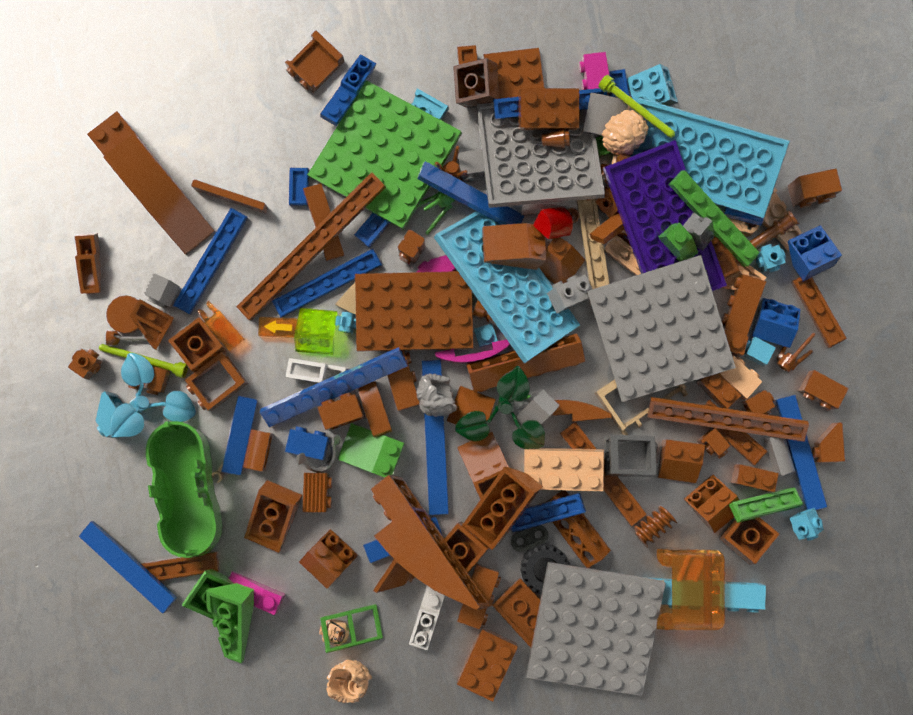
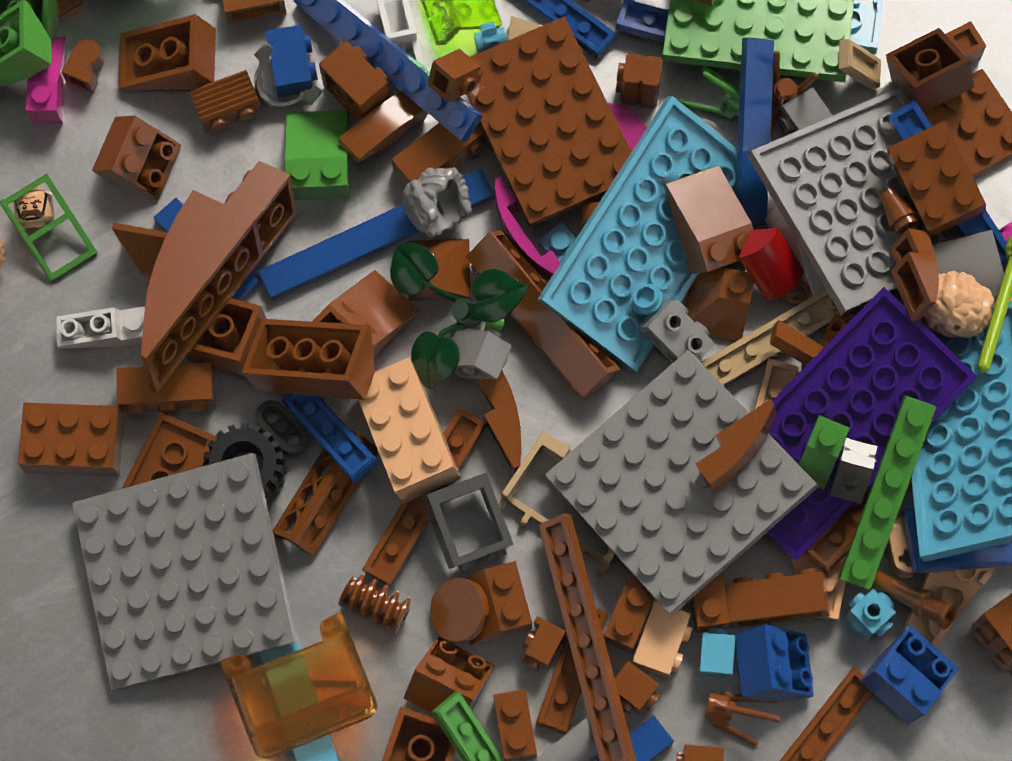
camera: 70 degrees right, 10 degrees down
(252, 565) = (83, 64): none -> dark orange leg
(369, 353) = (453, 75): none -> dark orange brick
(454, 120) = (859, 64): none -> tan tile
(546, 300) = (647, 299): none -> medium azure plate
(602, 145) = (915, 272): none -> dark orange slope
(663, 289) = (738, 446): none -> dark orange slope
(677, 481) = (459, 609): none -> dark orange tile

